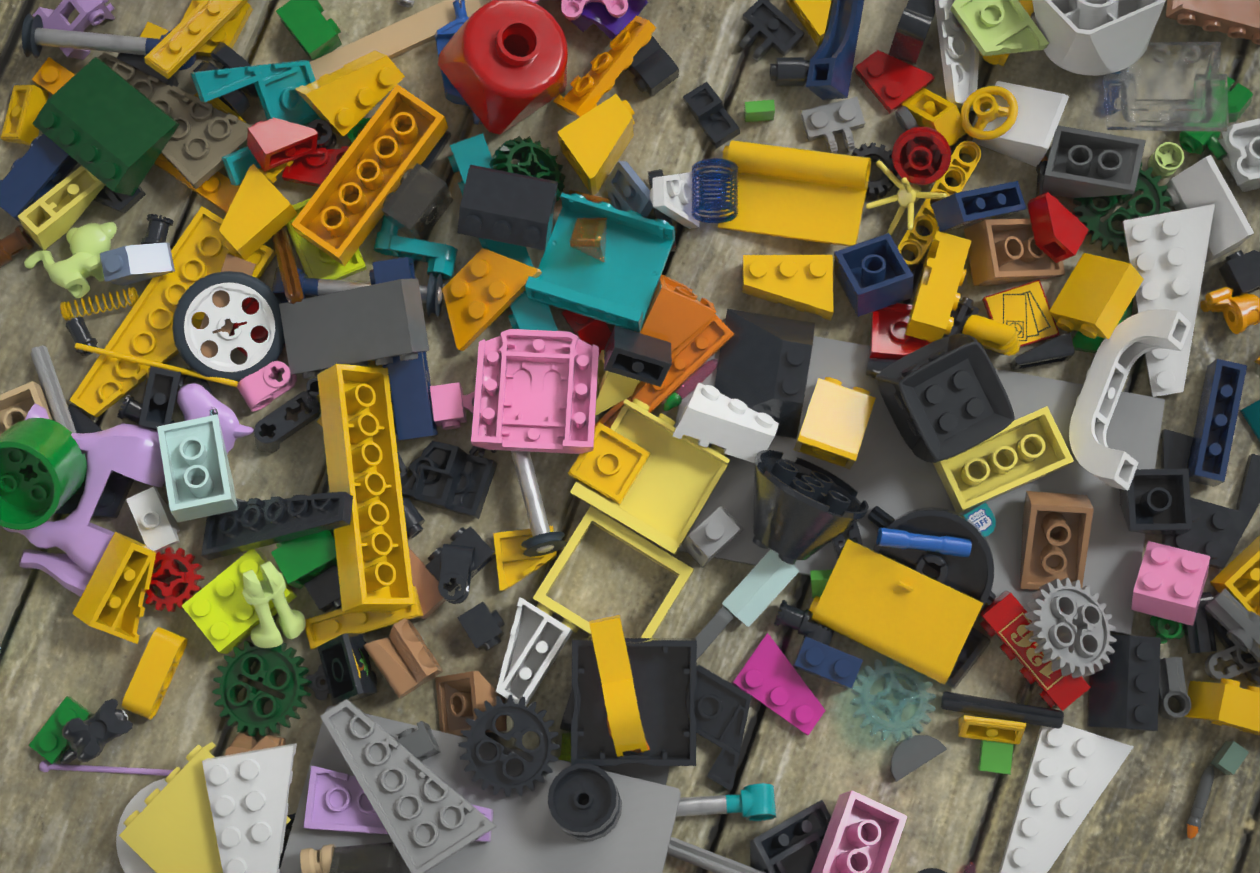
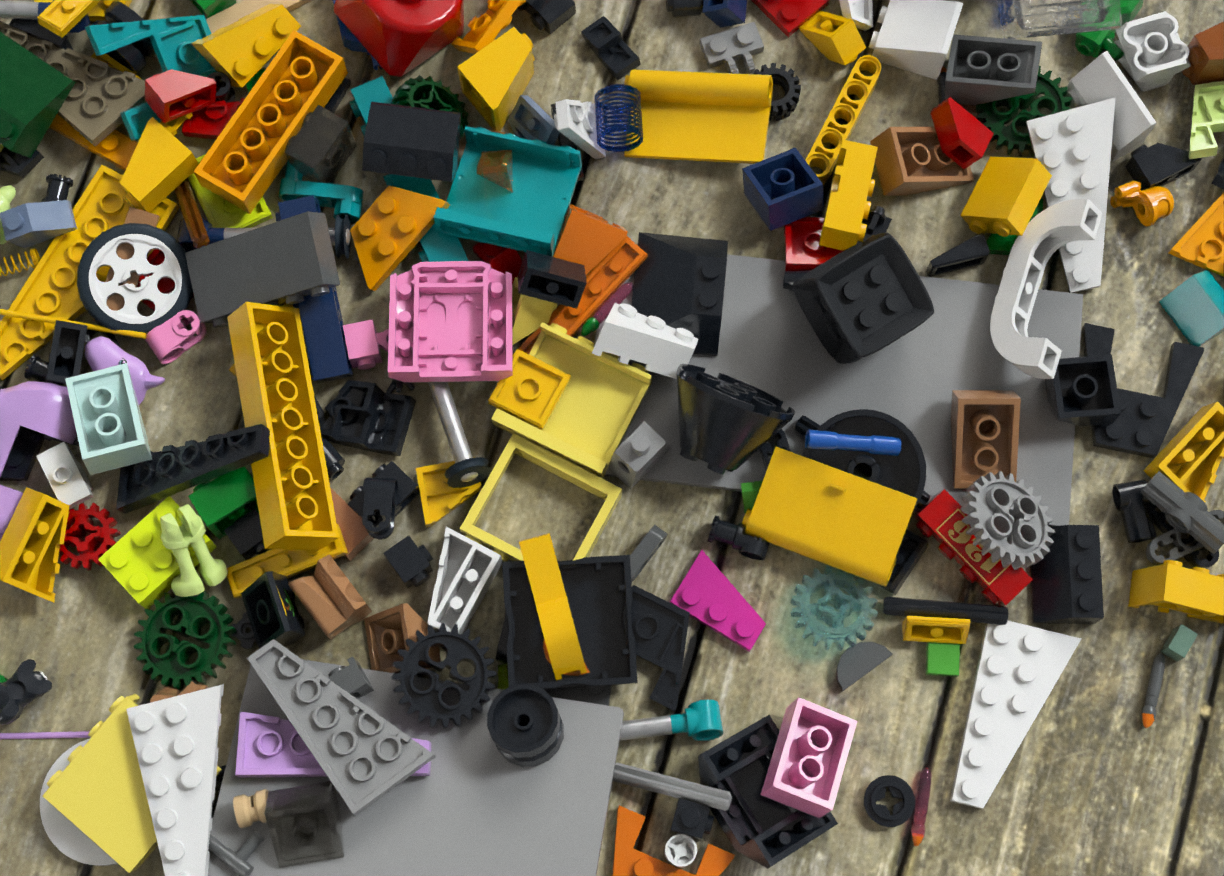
camera: 10 degrees left, 5 degrees down
(154, 673) = (72, 632): yellow beam -> none
(276, 423) = (186, 376): black beam -> none
(759, 110) = (658, 40): bright green tile -> none
(760, 587) = (691, 503): light aqua piece -> none
(792, 281) = (701, 200): yellow wedge -> none
(827, 663) = (764, 575): dark blue brick -> none
(835, 423) = (754, 336): yellow slope -> none
(905, 119) = (805, 42): dark grey tile -> none
(906, 197) = (810, 112): light yellow plant -> none
(921, 155) = (822, 70): red cone -> none
(976, 205) = (873, 115): dark blue brick -> none
(982, 100) = (883, 24): yellow piece -> none
(982, 518) = (912, 420): tile -> none
(992, 334) = (914, 241): yellow arm -> none
(1005, 462) = (926, 360): light yellow brick -> none
(1024, 309) = (932, 223): yellow tile -> none
(1170, 583) = (1104, 470): bright pink brick -> none
(1171, 155) = (1067, 57): yellowish green wheel -> none
(1172, 685) = (1115, 576): dark grey piece -> none
(1175, 630) = (1113, 517): green plate -> none
(1216, 422) = (1135, 312): dark blue brick -> none

